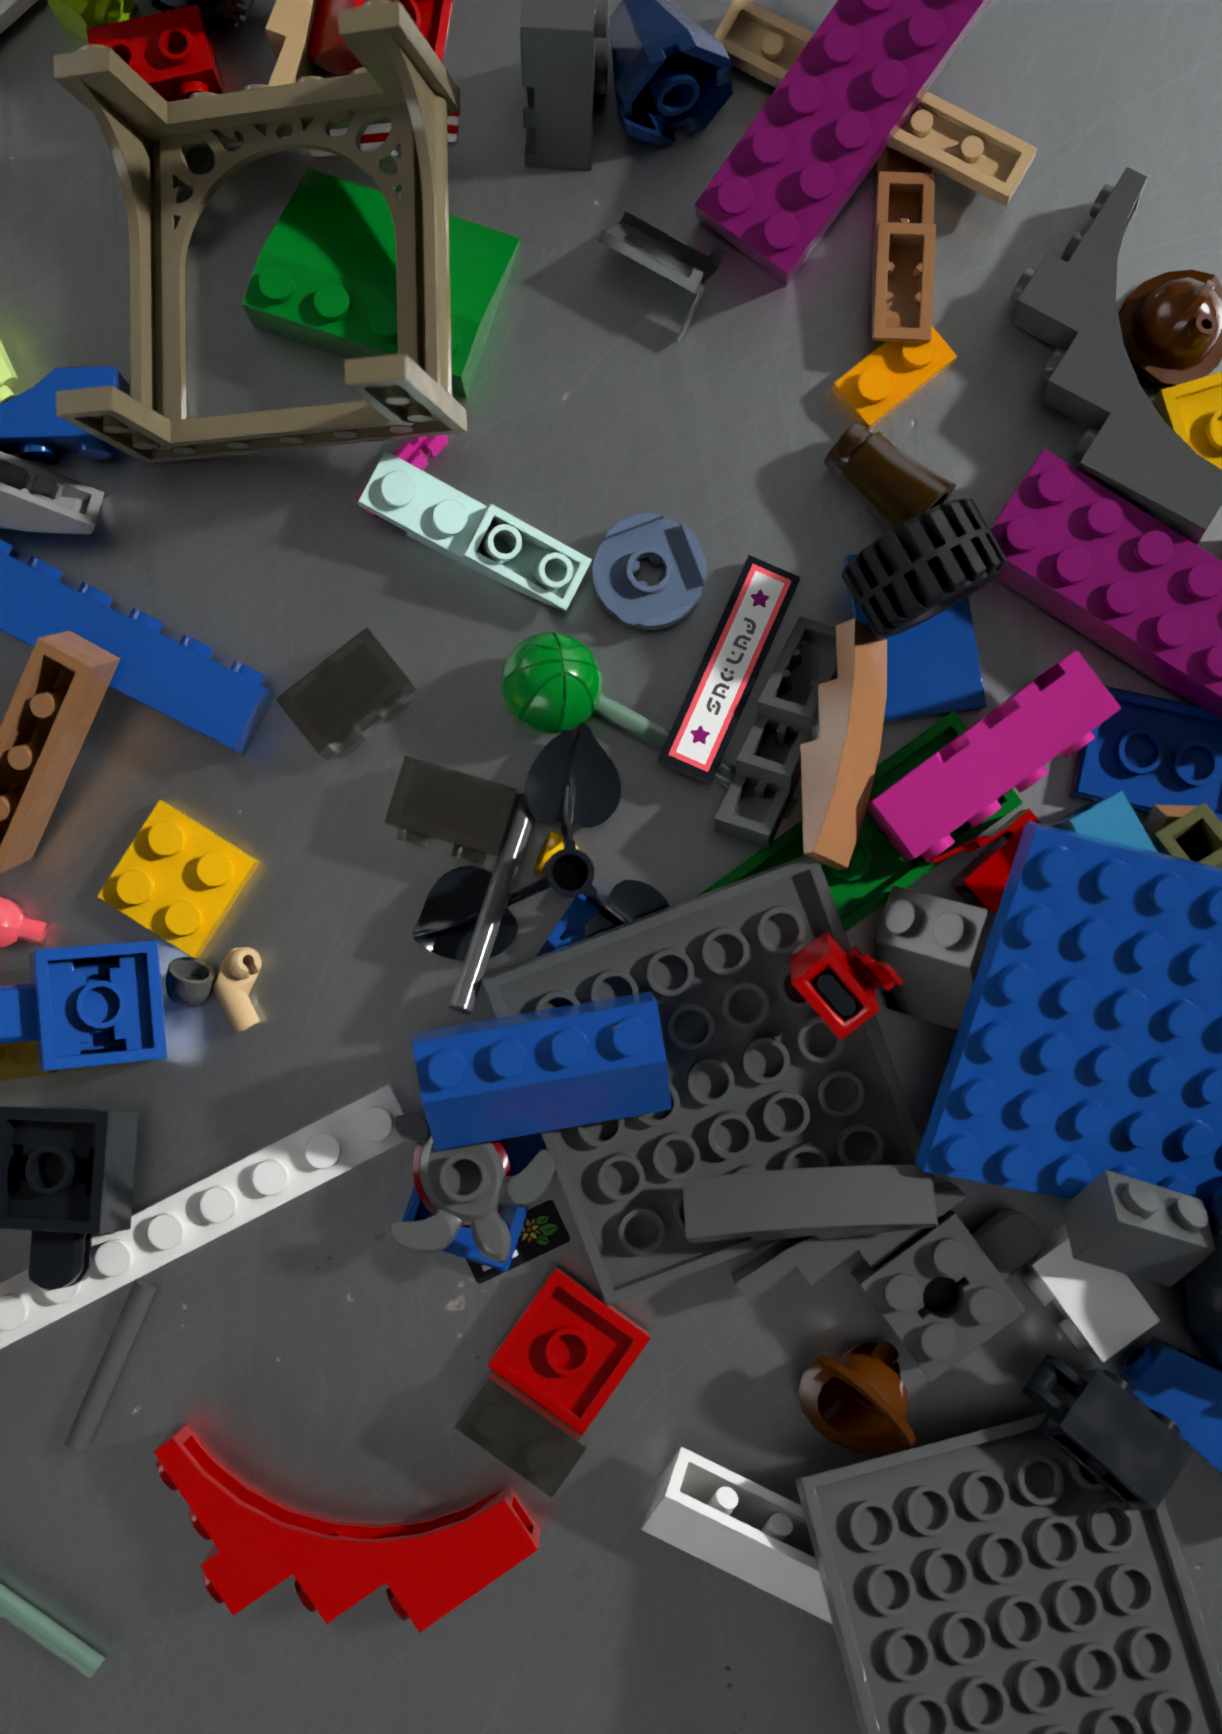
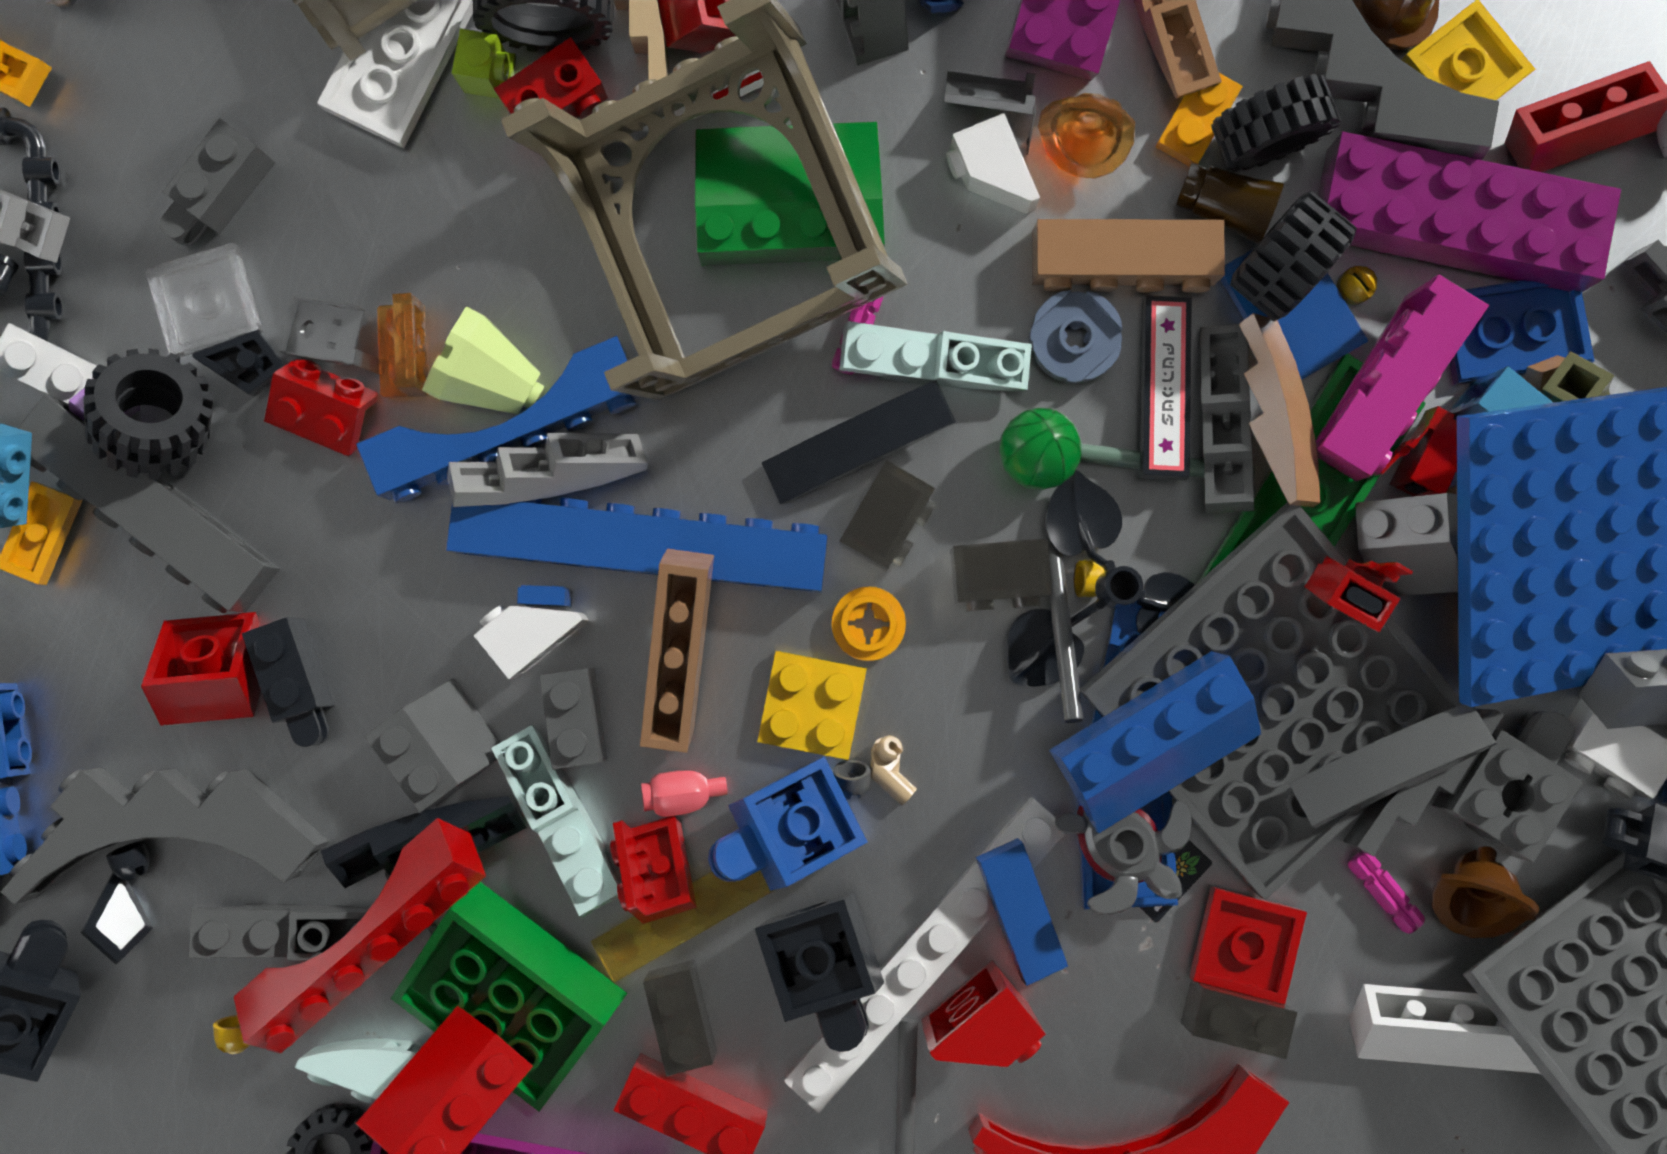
camera: 20 degrees left, 0 degrees up
(215, 1319) = (983, 1023): none -> red slope
(272, 784) = (884, 608): none -> light orange gear
(319, 1208) = (1021, 911): none -> blue tile
(349, 596) = (858, 442): none -> black slope
(629, 334) = (993, 164): none -> white slope
(744, 498) = (1127, 254): none -> medium nougat brick
(750, 340) = (1087, 134): none -> clear orange helmet
(756, 1352) = (1386, 892): none -> dark pink axle
(969, 408) = (1275, 122): none -> black tyre
(990, 638) = (1352, 289): none -> yellow hinge

